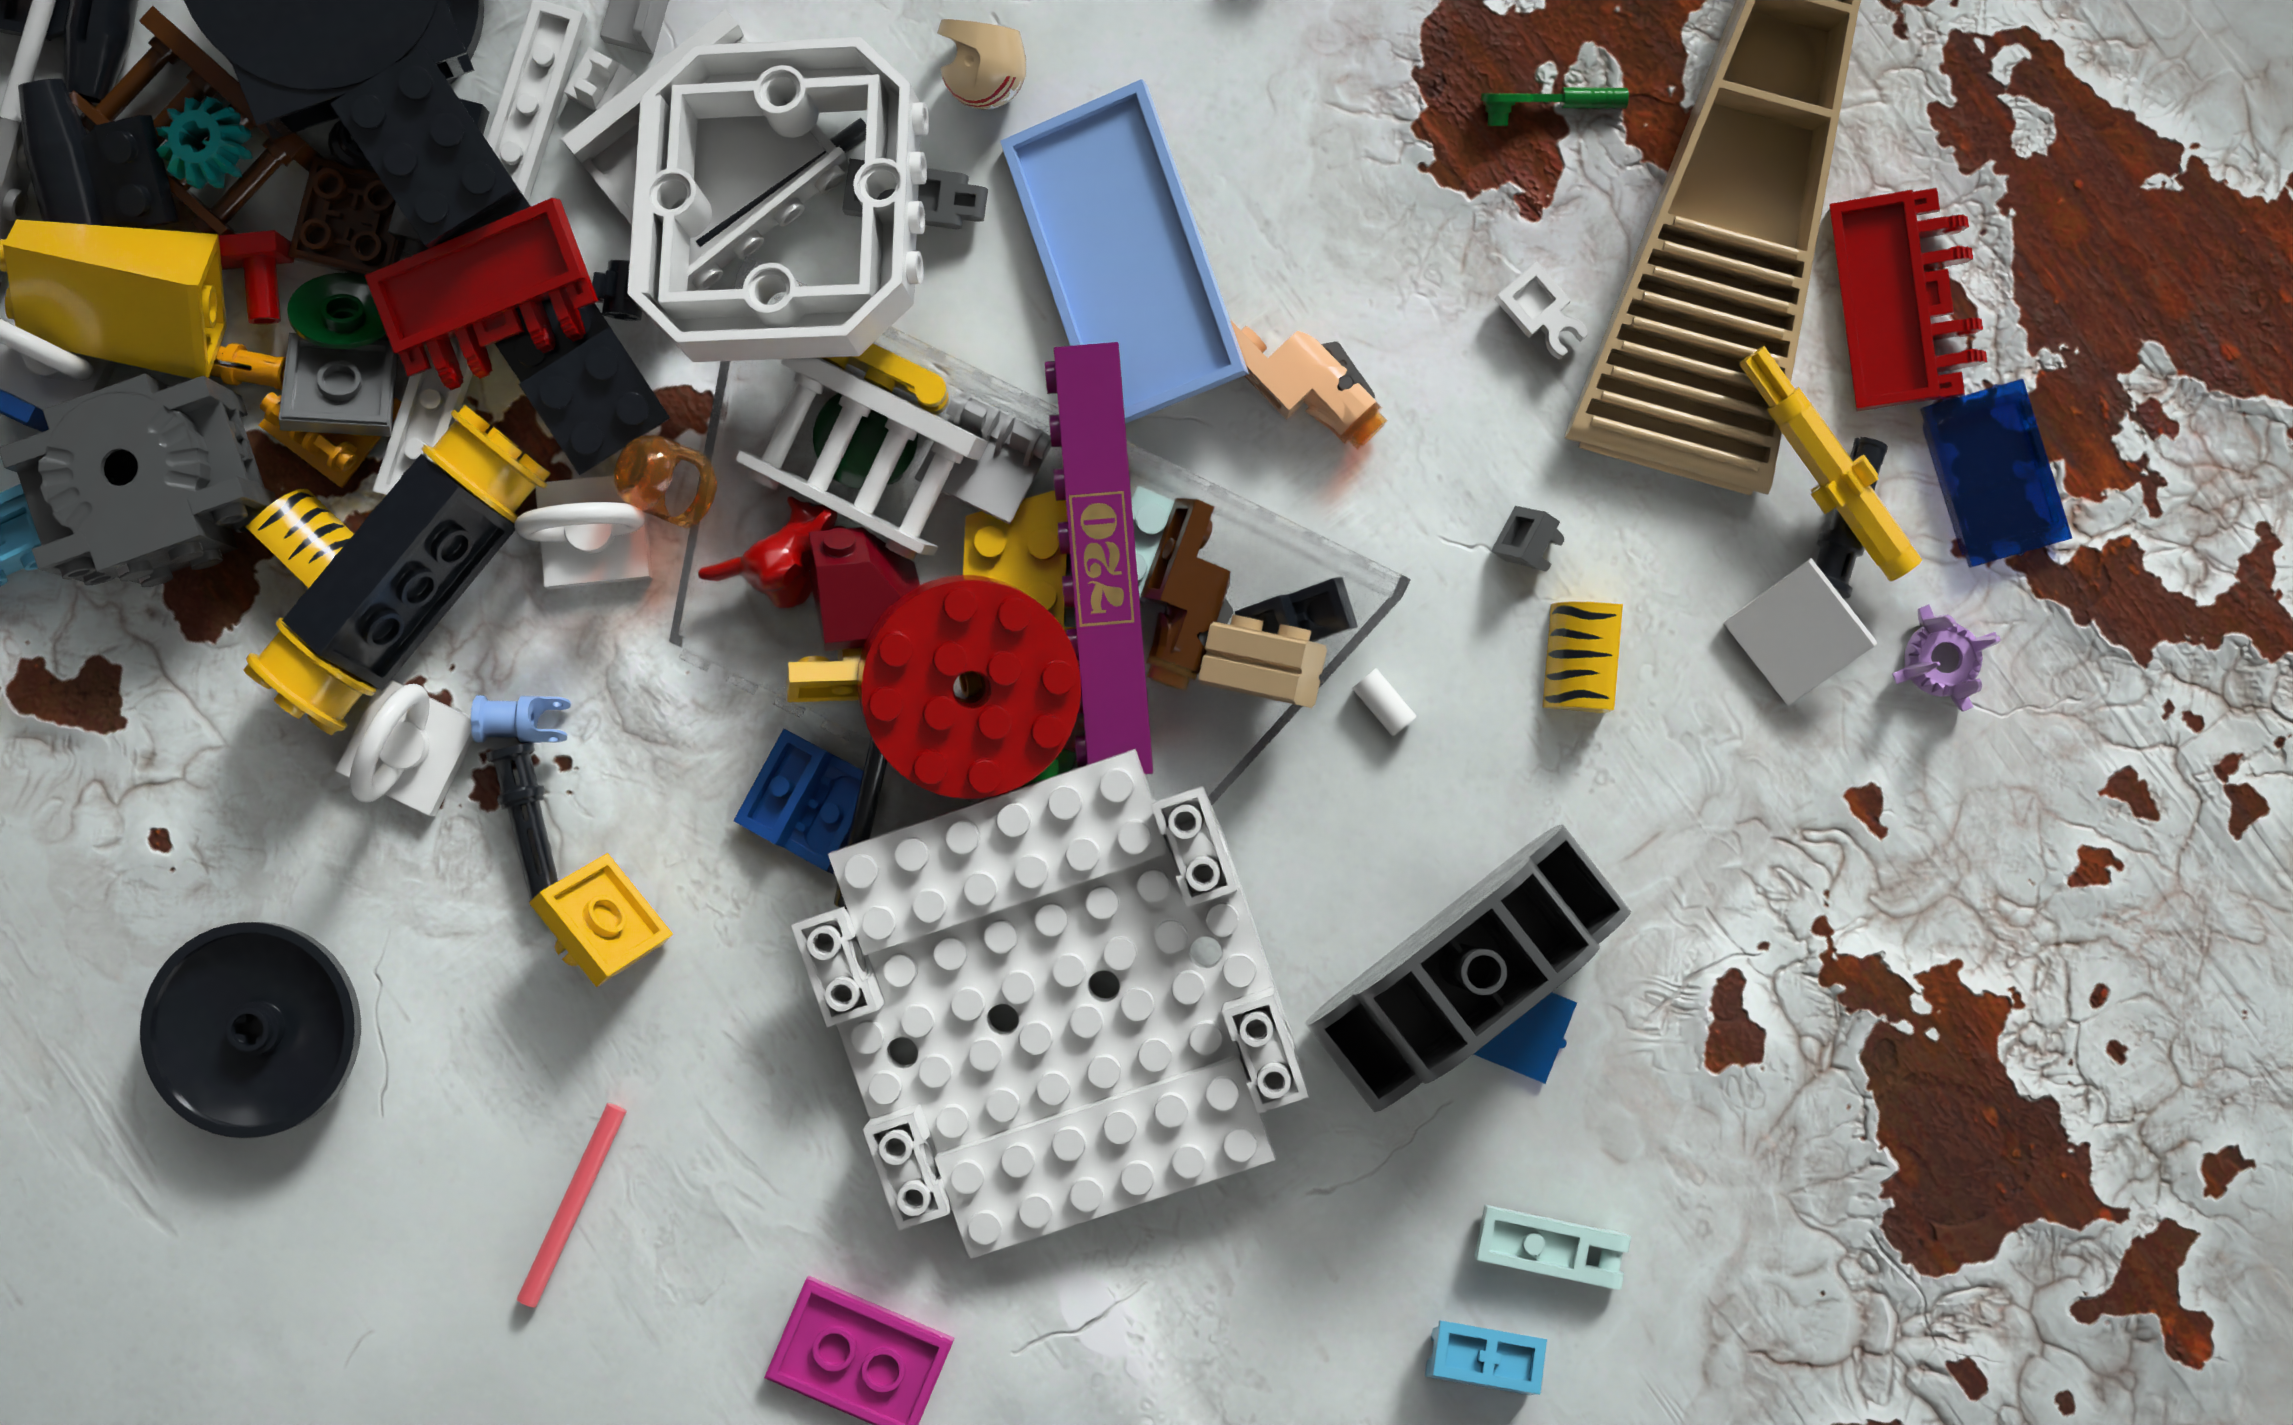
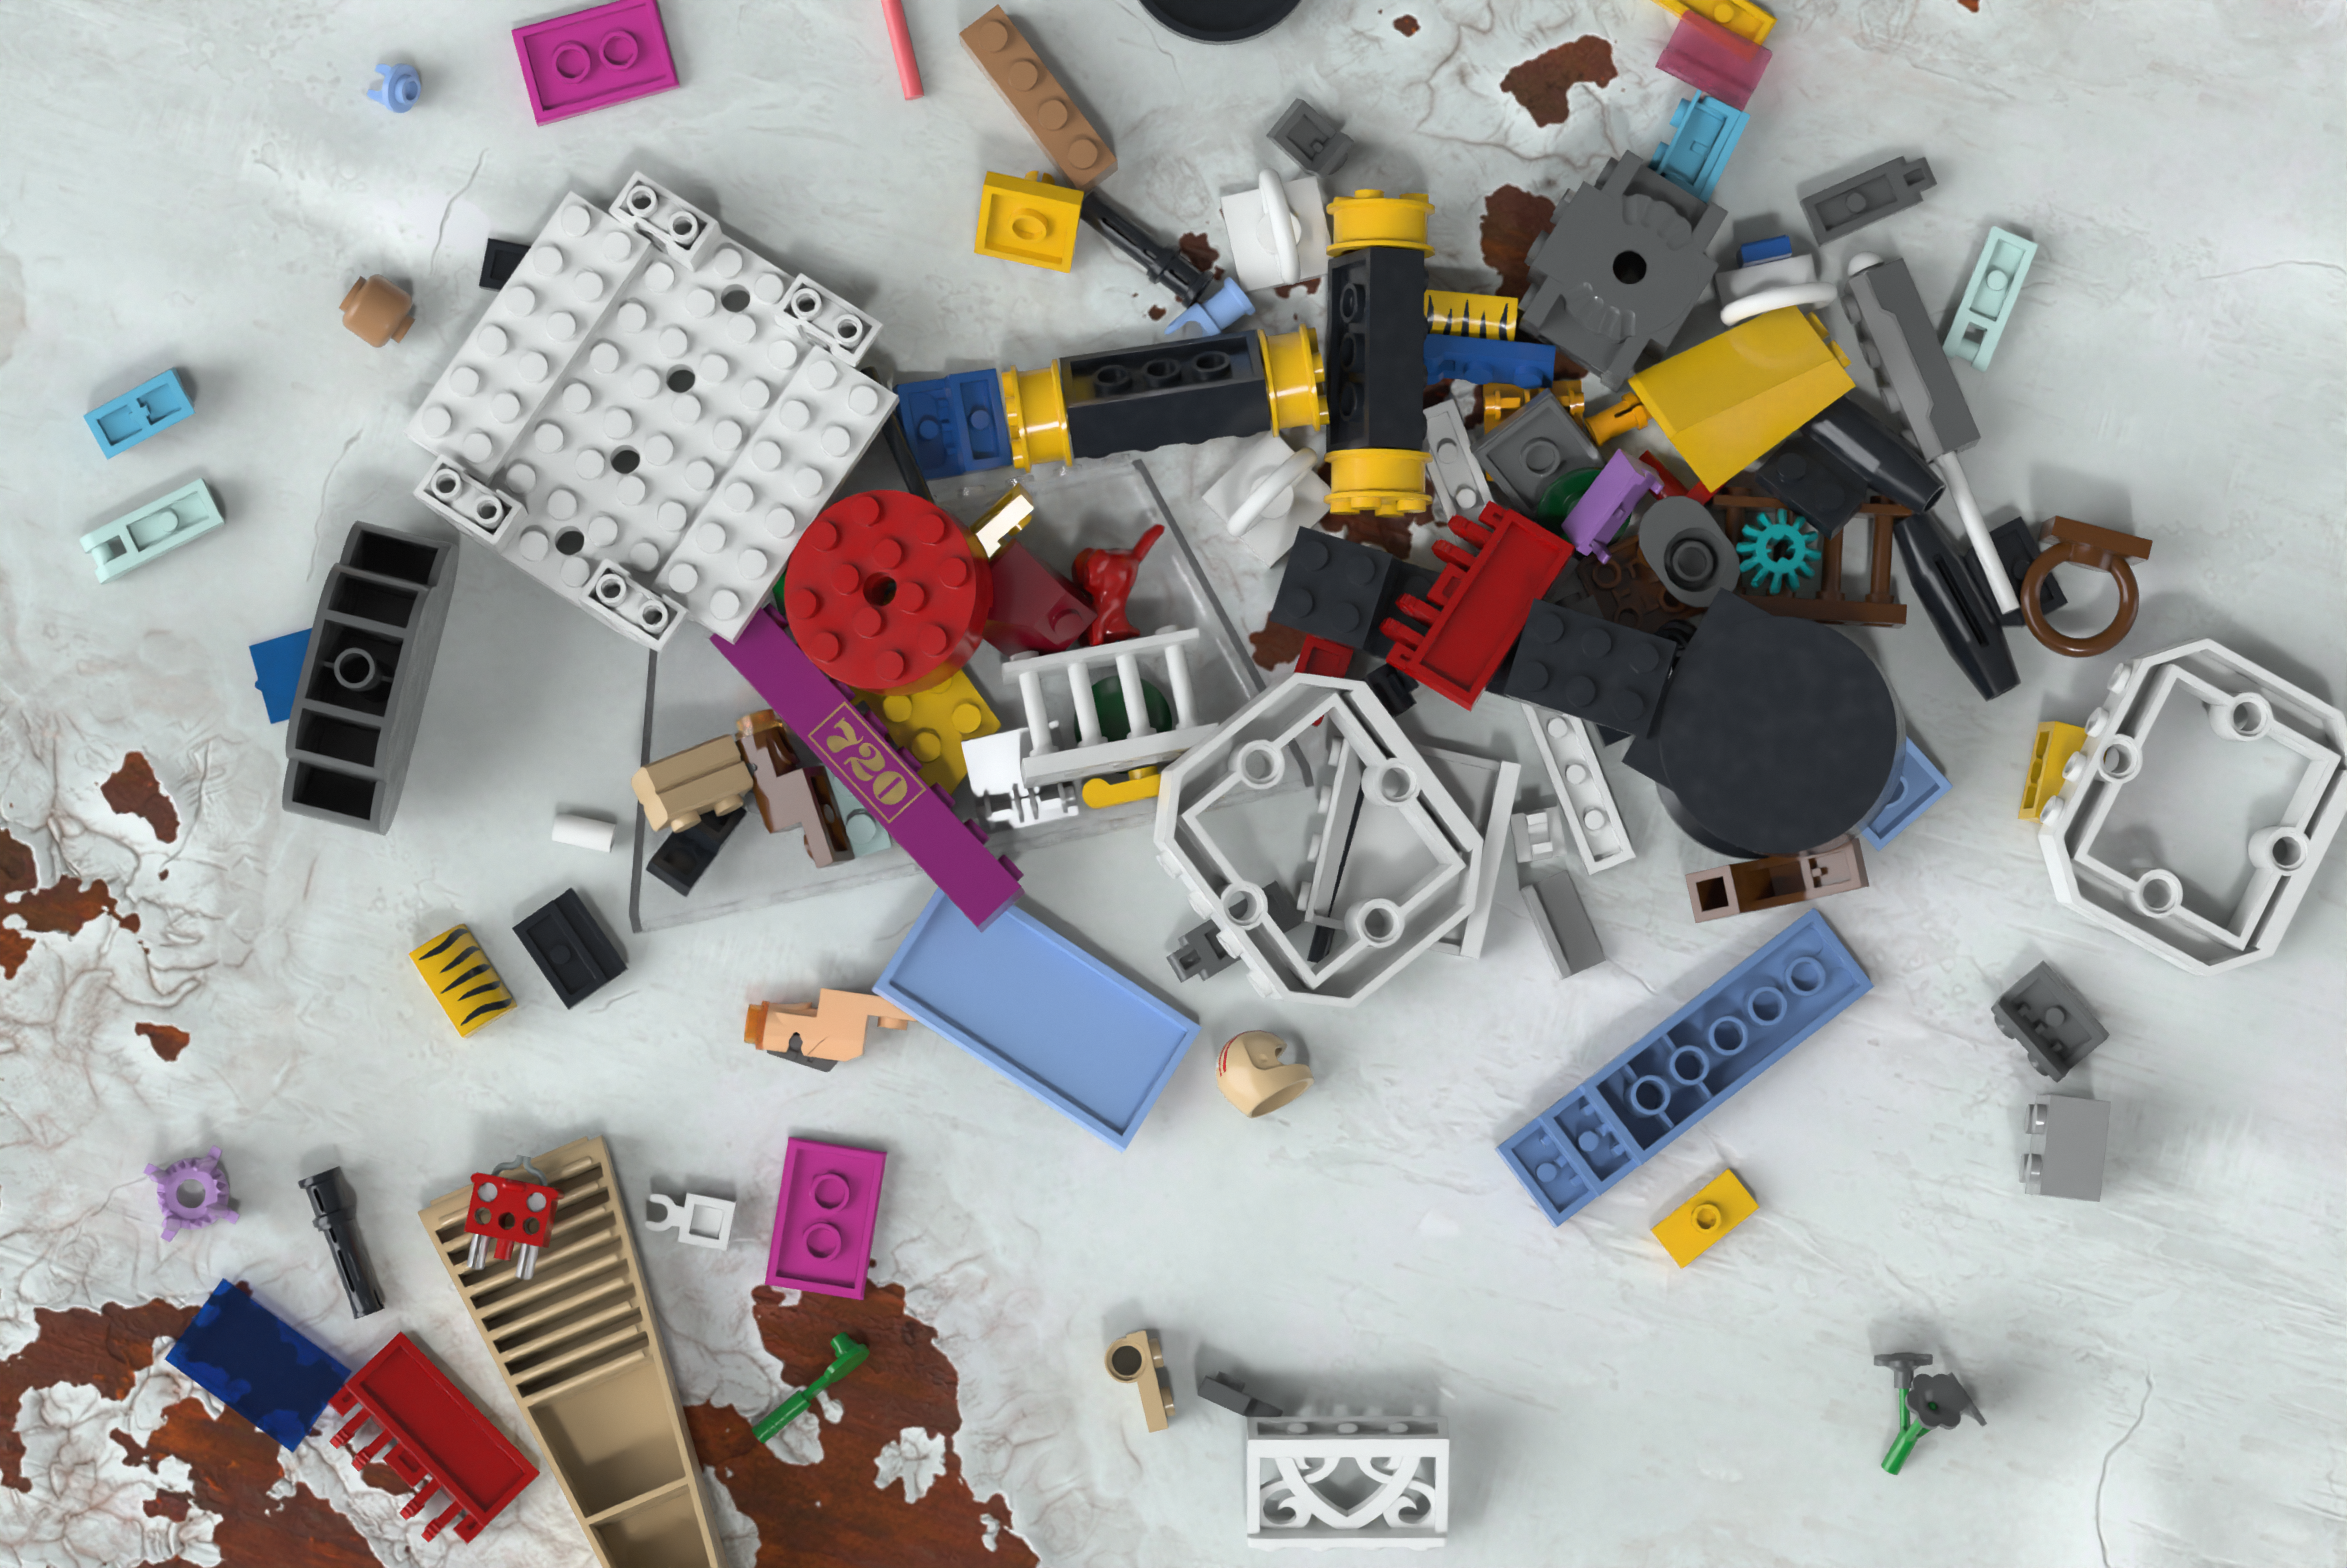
camera: 140 degrees right, 0 degrees up
(275, 197) = (1688, 550): none -> dark grey piece
(308, 490) = (1489, 361): none -> blue plate
(311, 295) = (1609, 503): none -> medium lavender hinge
(313, 802) = (1310, 140): none -> dark grey bracket
(512, 1020) = (1038, 101): none -> medium nougat brick
(604, 676) = (1165, 395): none -> black brick
(647, 470) = (1250, 566): clear orange helmet -> none
(660, 360) = (1323, 659): none -> red plate
(1077, 1243) = (500, 263): none -> black tile
(1215, 1285) = (377, 311): none -> medium nougat head
(1431, 229) = (826, 1218): none -> dark pink tile
(1471, 613) = (570, 948): none -> black plate
(1527, 537) = (572, 1036): dark grey tile -> none
(1682, 430) = (505, 1197): none -> red piece
(1800, 632) = (315, 1123): white tile -> none
(1840, 480) = (370, 1256): yellow piece -> none

